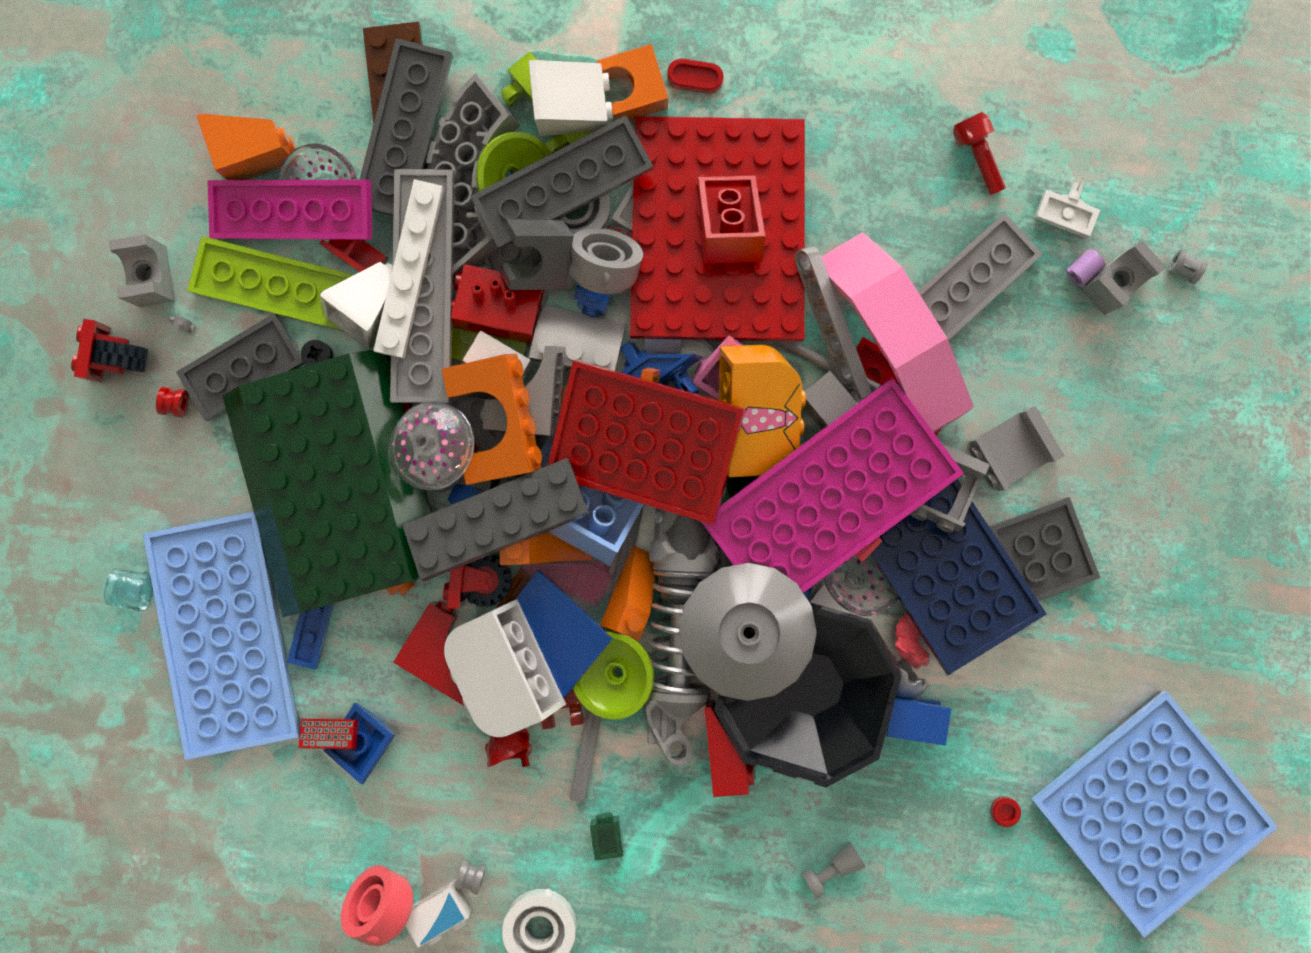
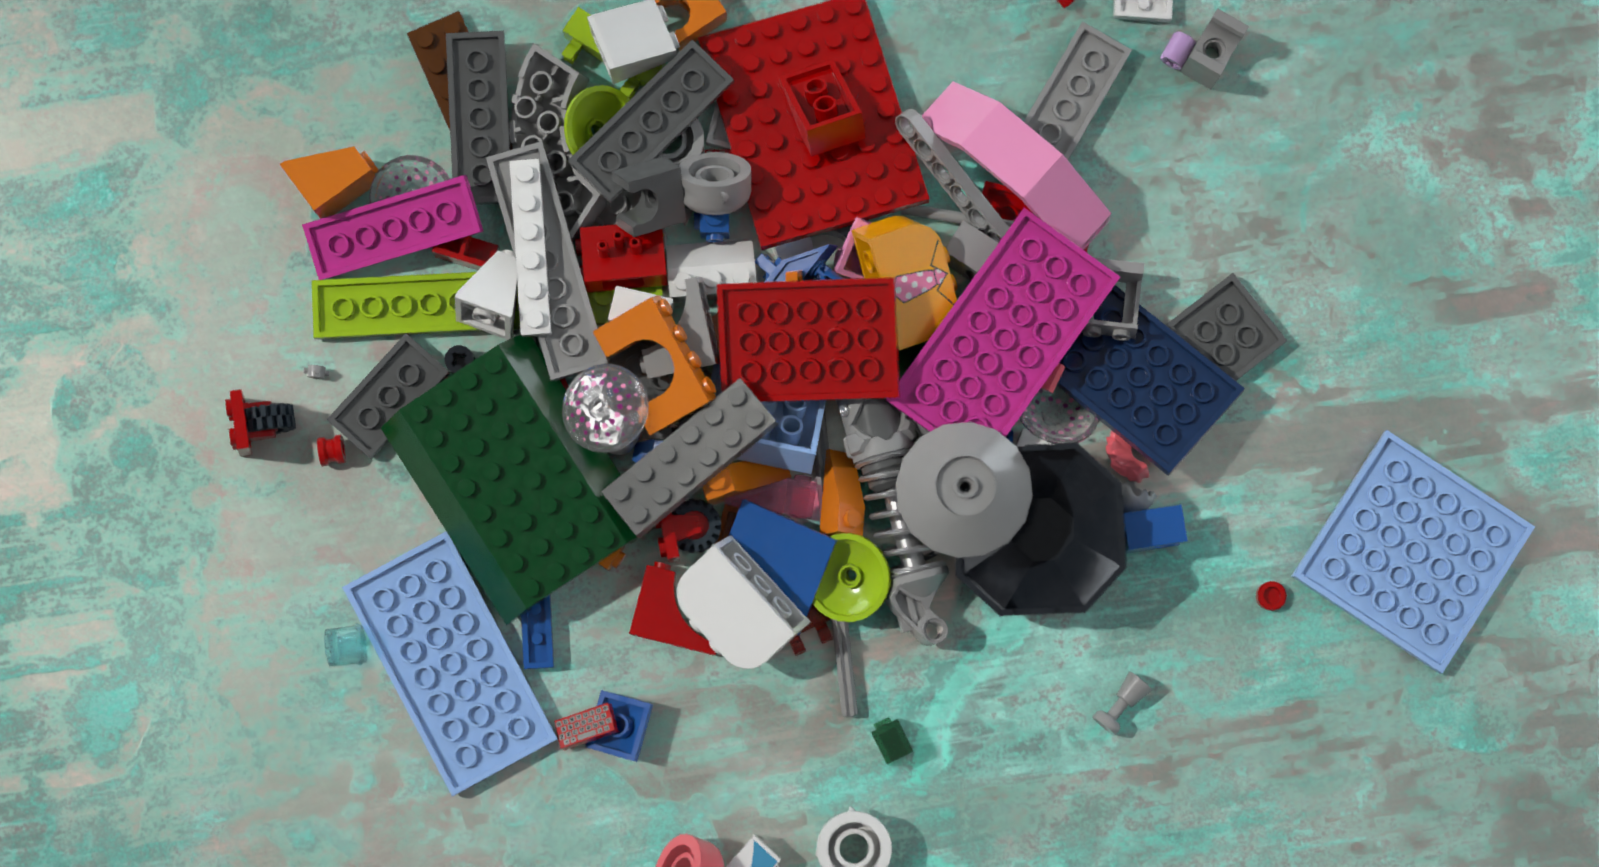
camera: 25 degrees left, 5 degrees down
(137, 256) = (259, 315): light grey piece -> none
(470, 876) = (769, 822): light grey wheel -> none
(509, 747) = (768, 682): red helmet -> none
(728, 771) = (984, 624): red slope -> none
(1016, 448) = (1167, 242): light grey panel -> none
(1194, 274) = (1282, 22): light grey bush -> none

